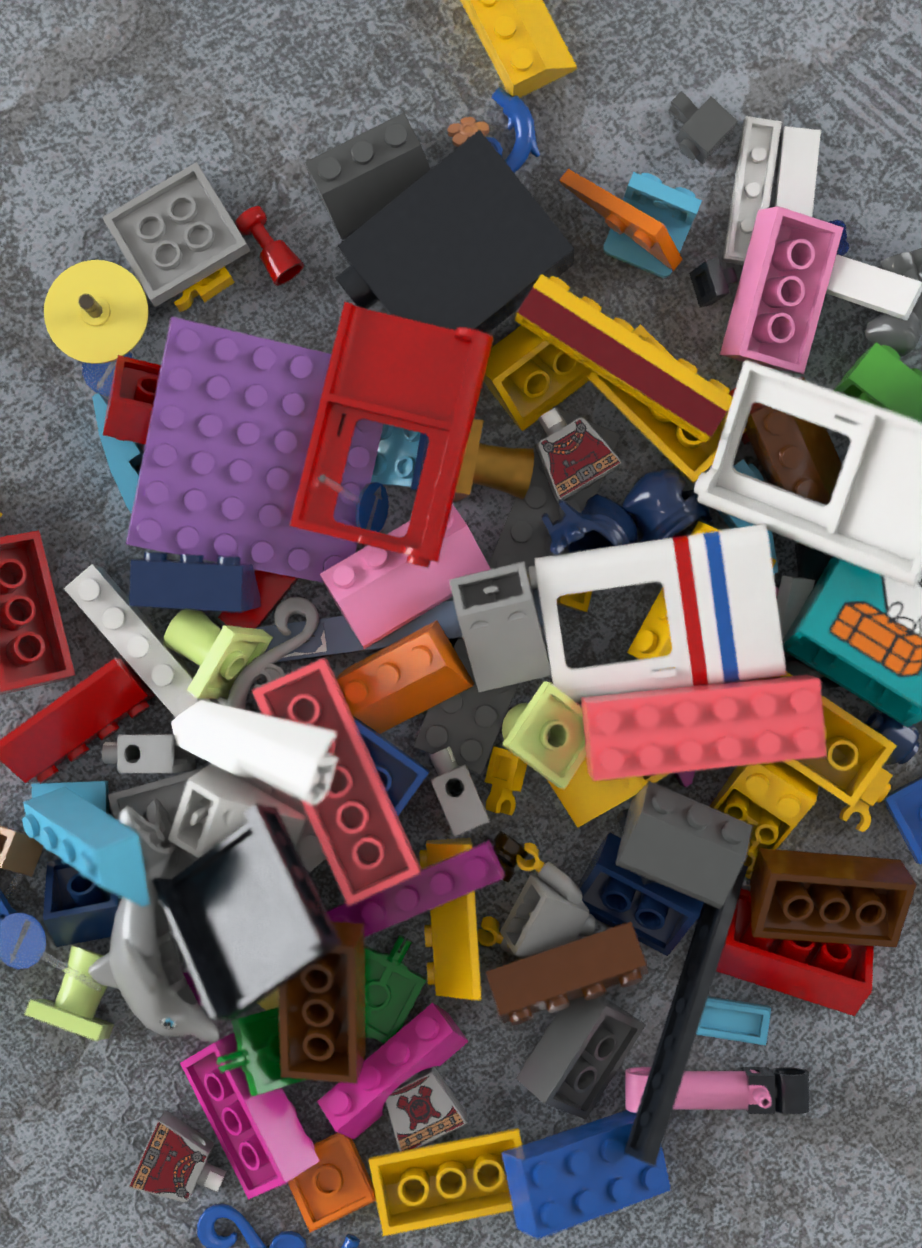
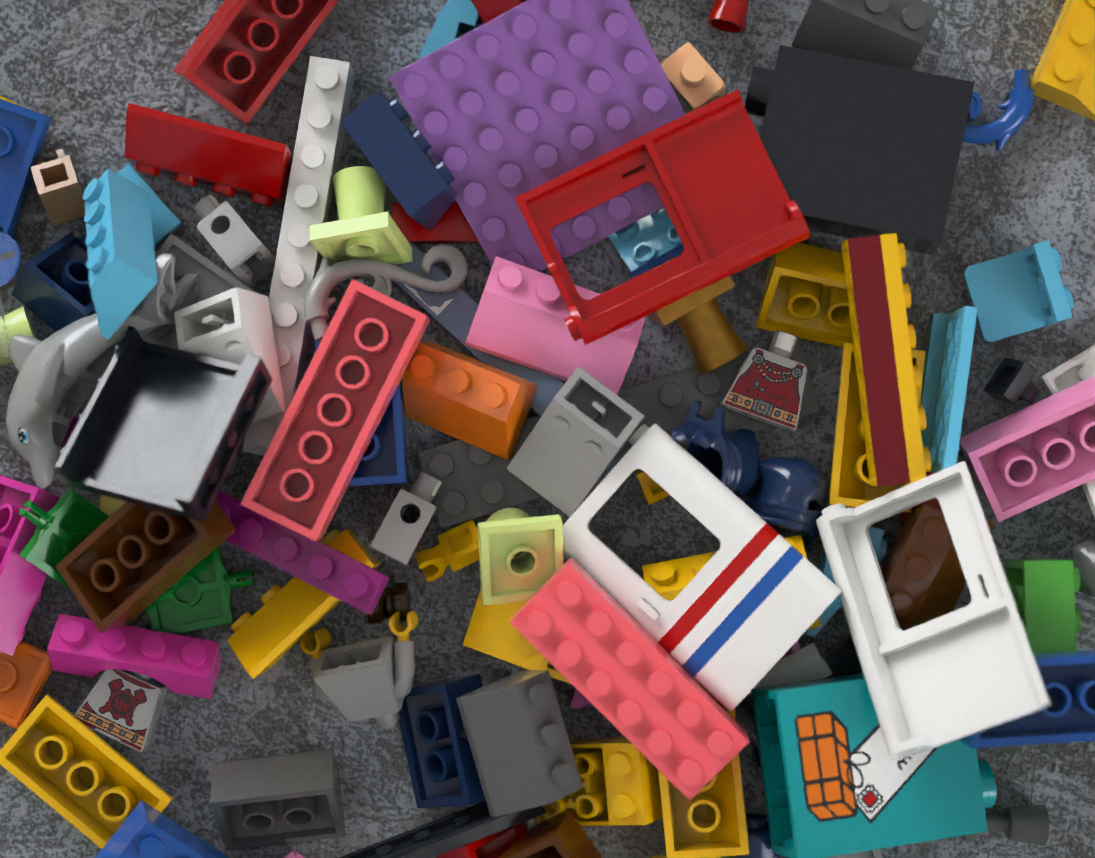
camera: 45 degrees right, 0 degrees up
(260, 746) = (312, 324): white panel -> none
(308, 328) = (692, 78): none -> light nougat torso
(370, 505) = (589, 251): blue piece -> none
(466, 128) = (968, 71): nougat plant -> none
(567, 973) = (332, 733): reddish brown slope -> none
(625, 219) = (1004, 265): orange wing -> none
(675, 328) = (946, 383): none -> medium azure fence

